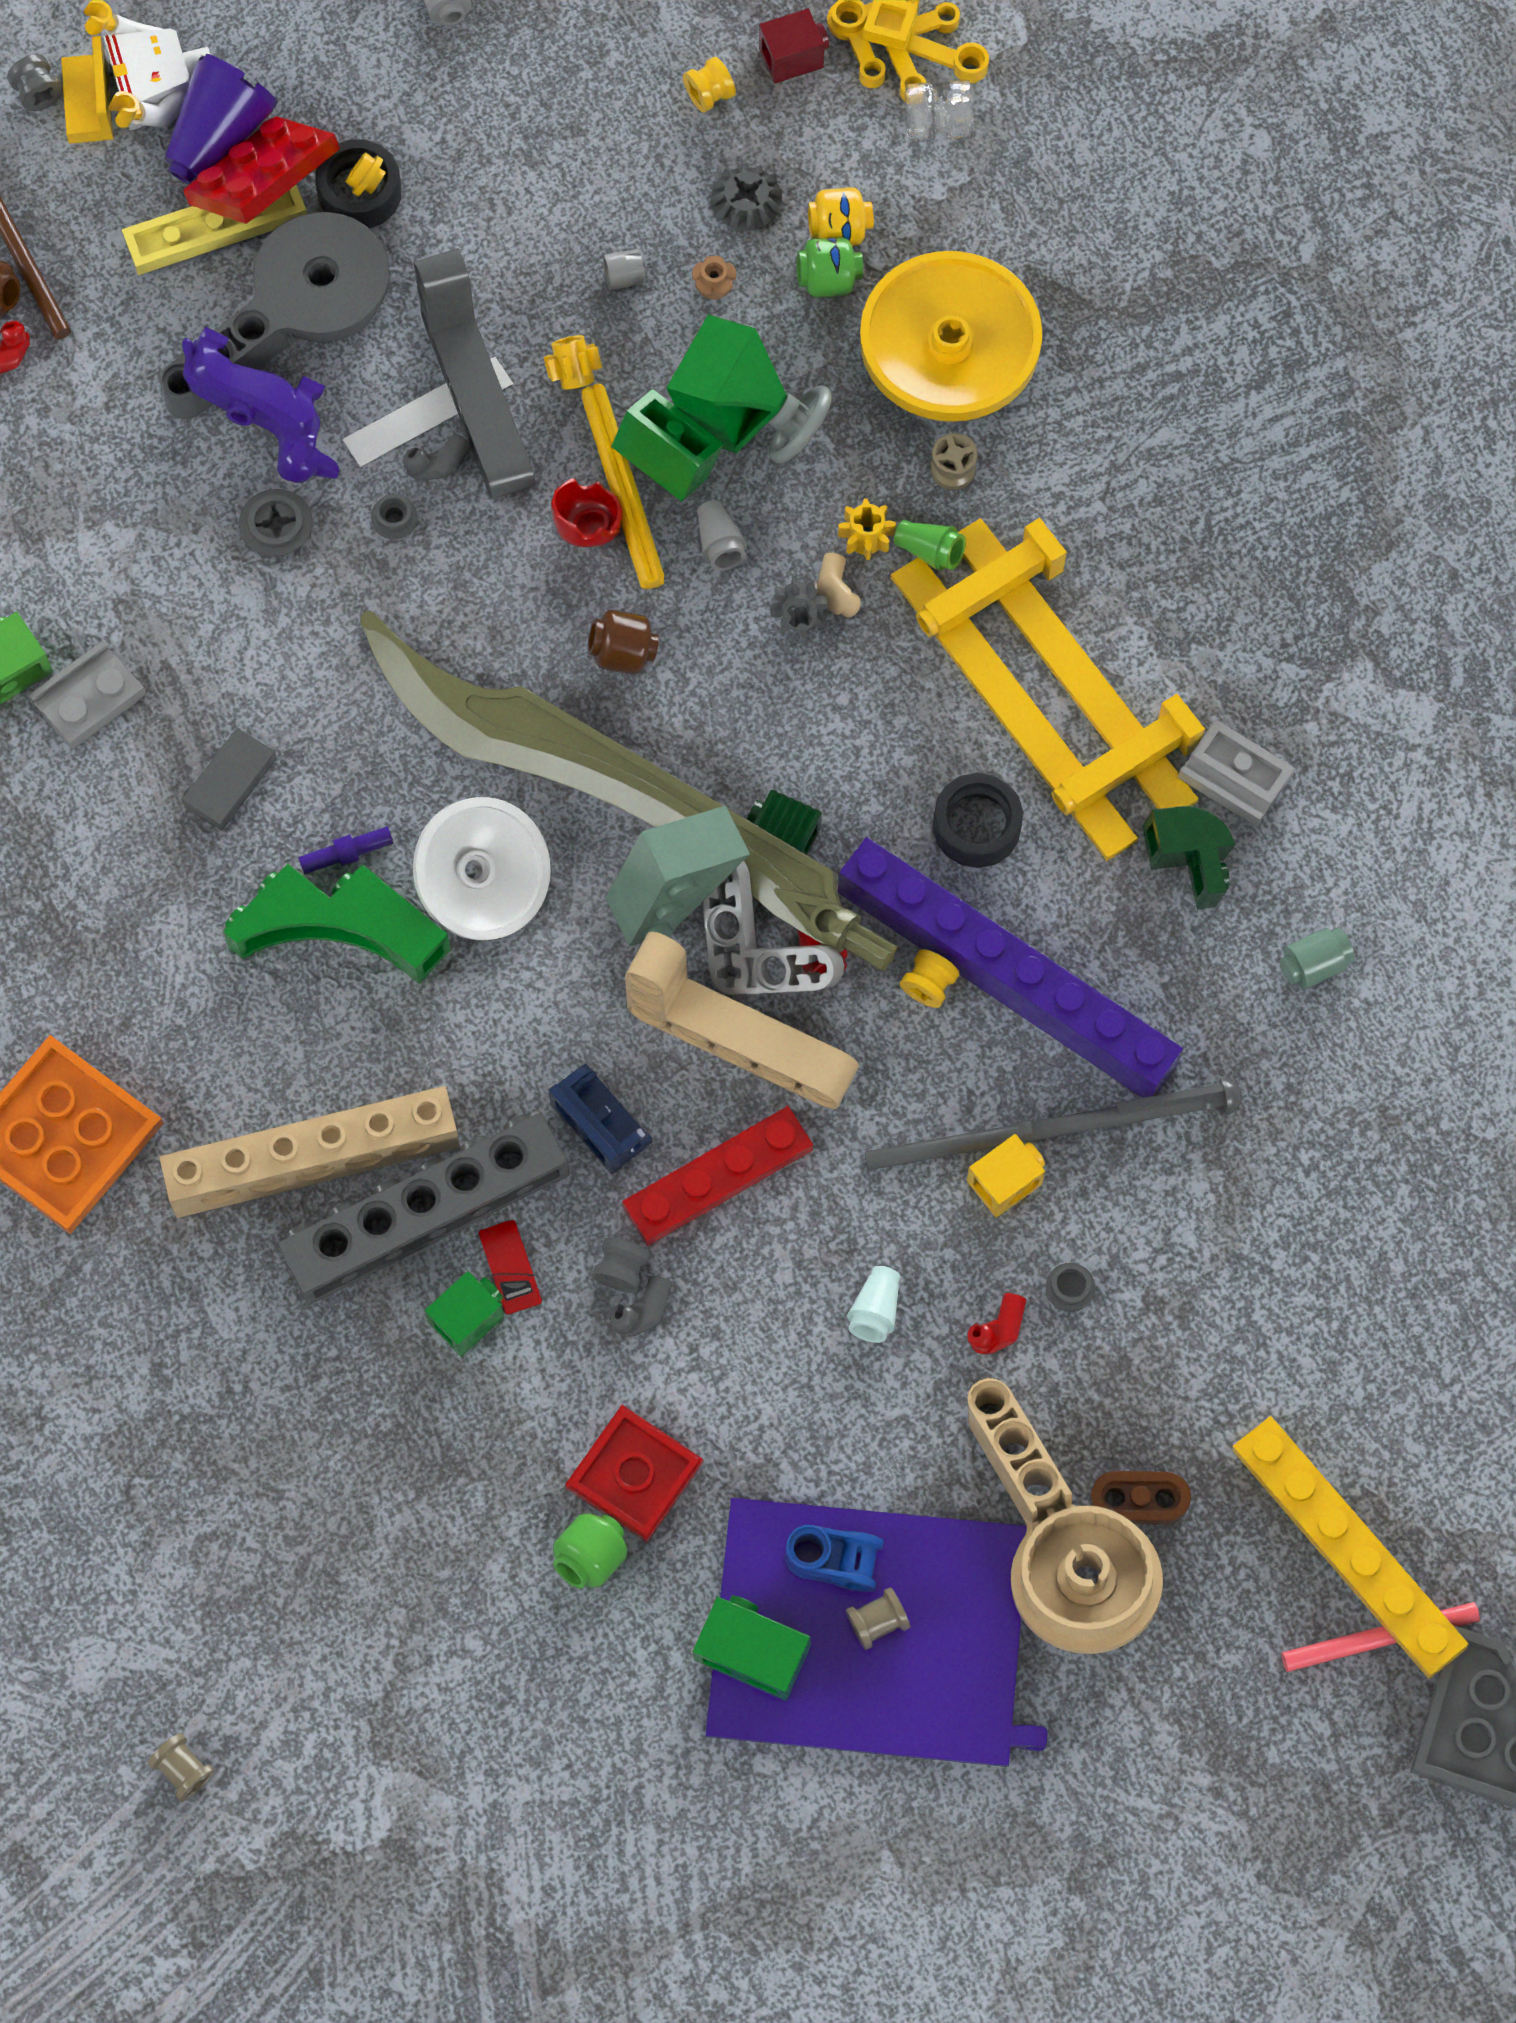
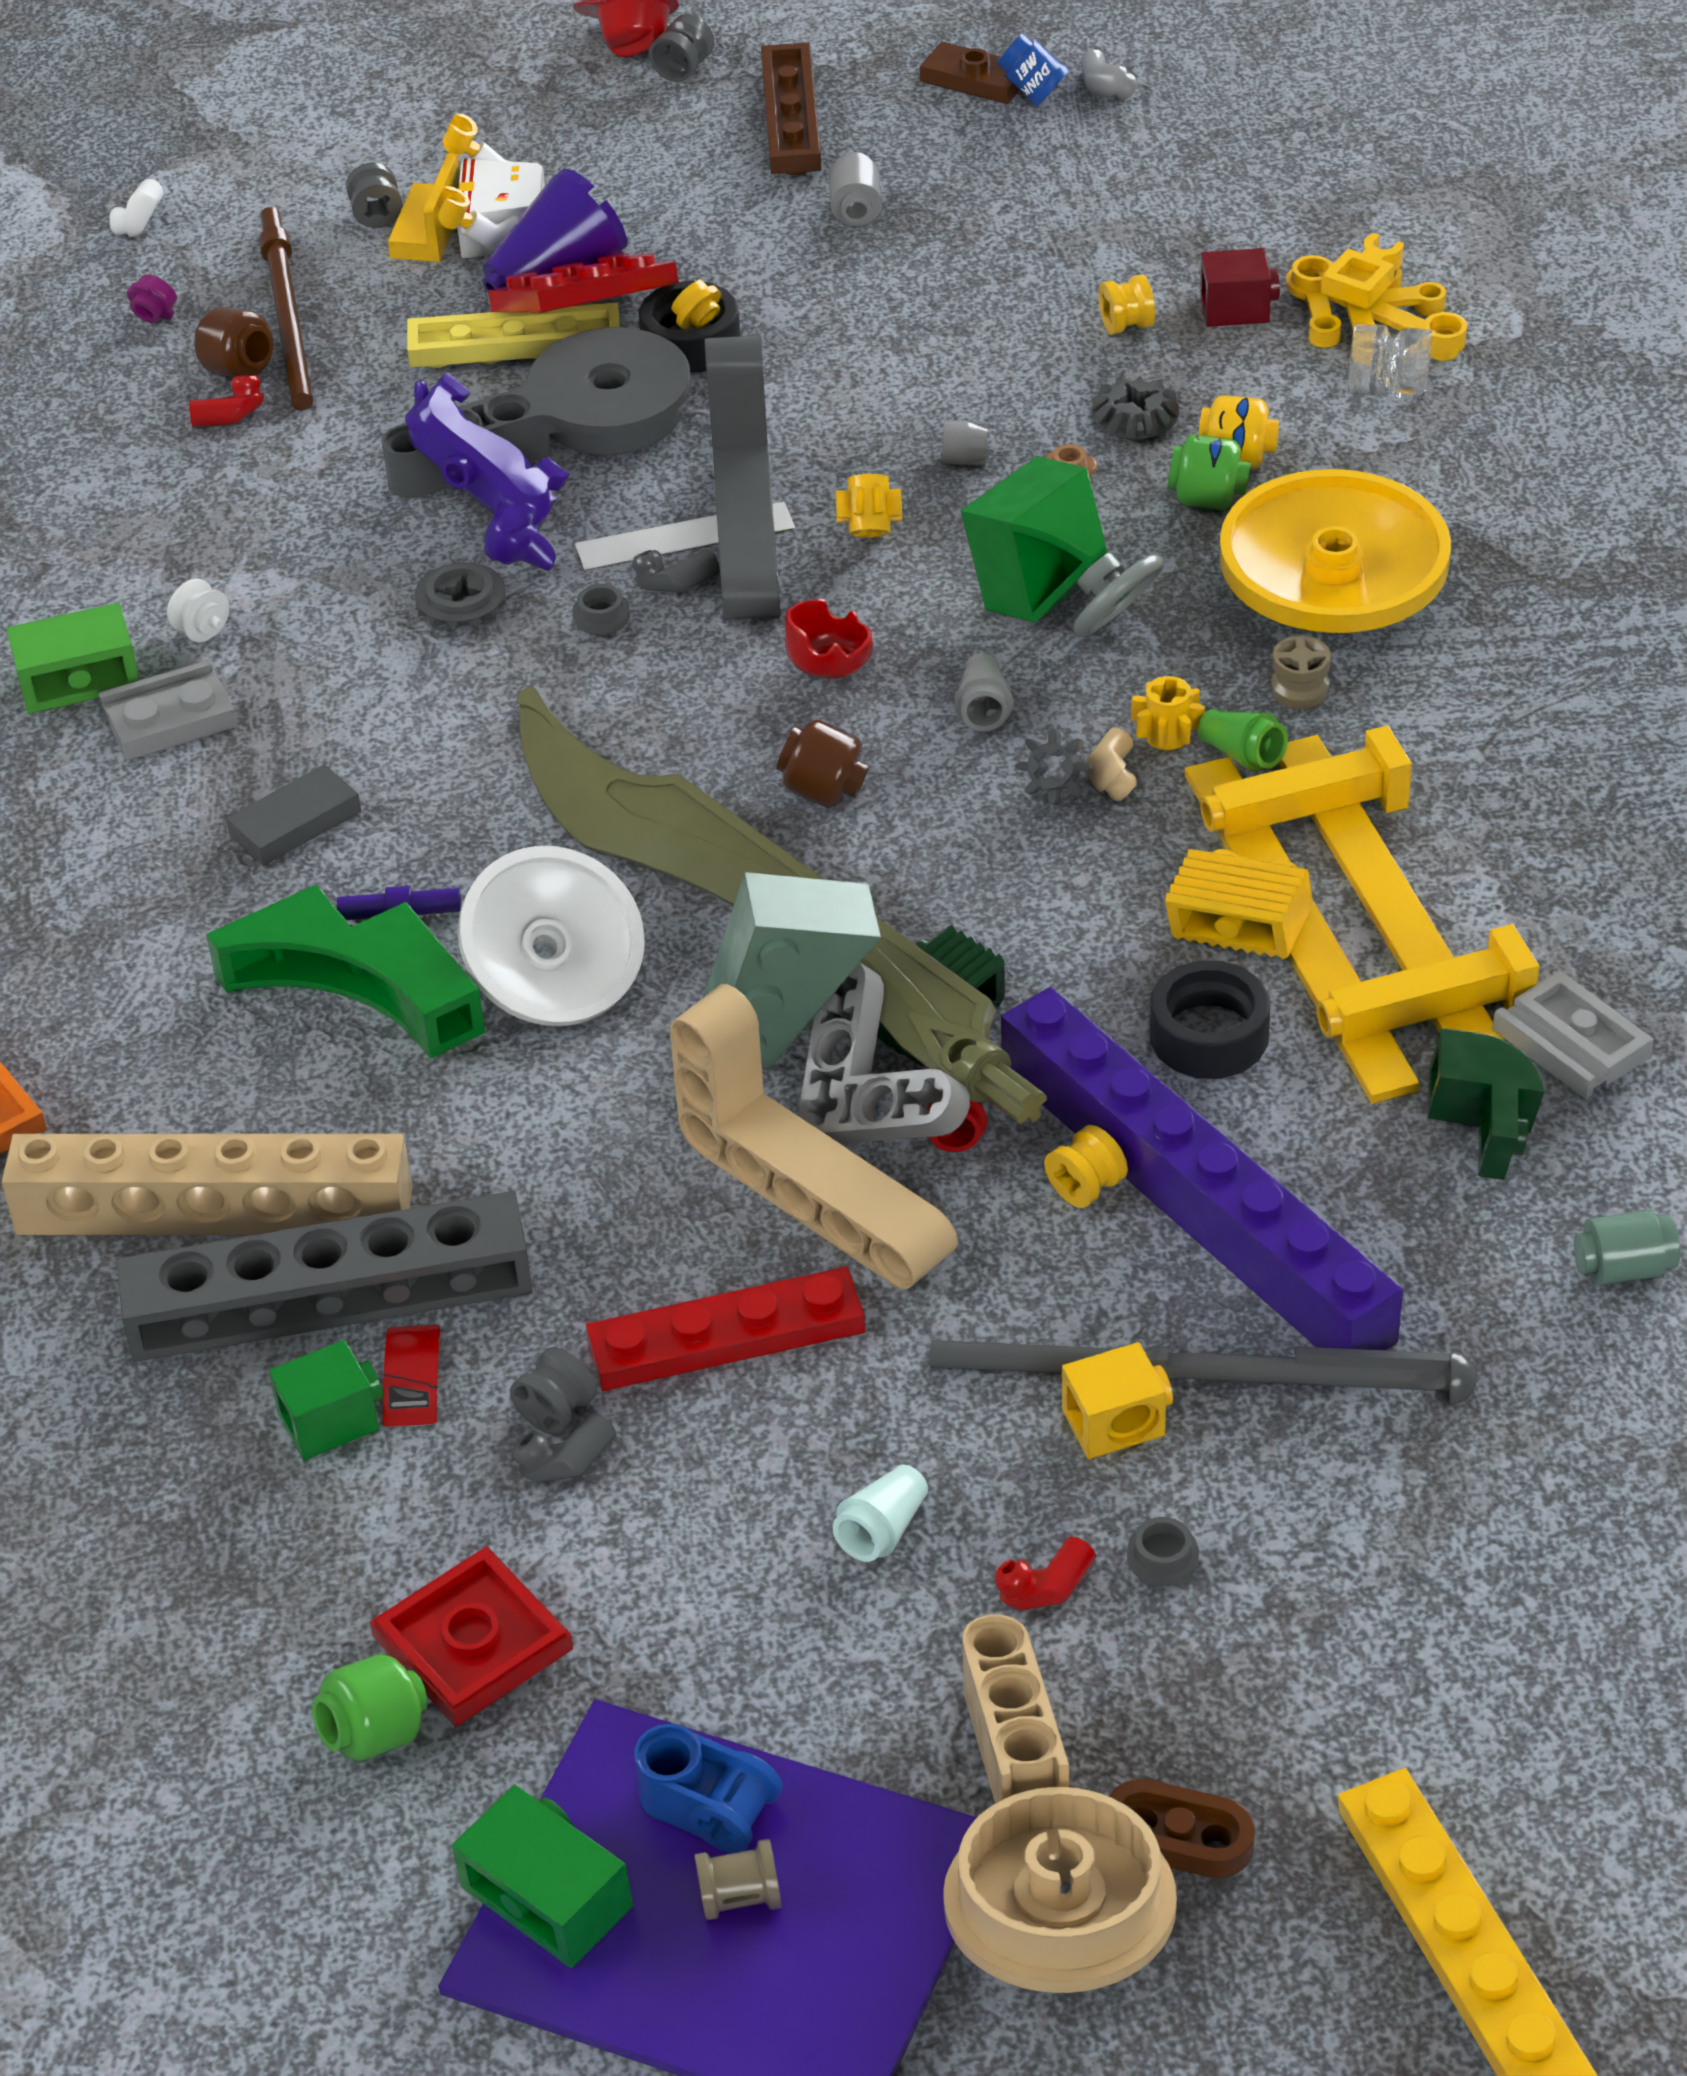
camera: 20 degrees right, 25 degrees down
(74, 592) = (198, 610): none -> white wheel
(598, 1118) = (592, 1231): dark blue hinge -> none
(623, 486) = (885, 627): yellow axle -> none
(667, 445) = (949, 588): green brick -> none
(972, 708) = (1239, 902): none -> yellow brick

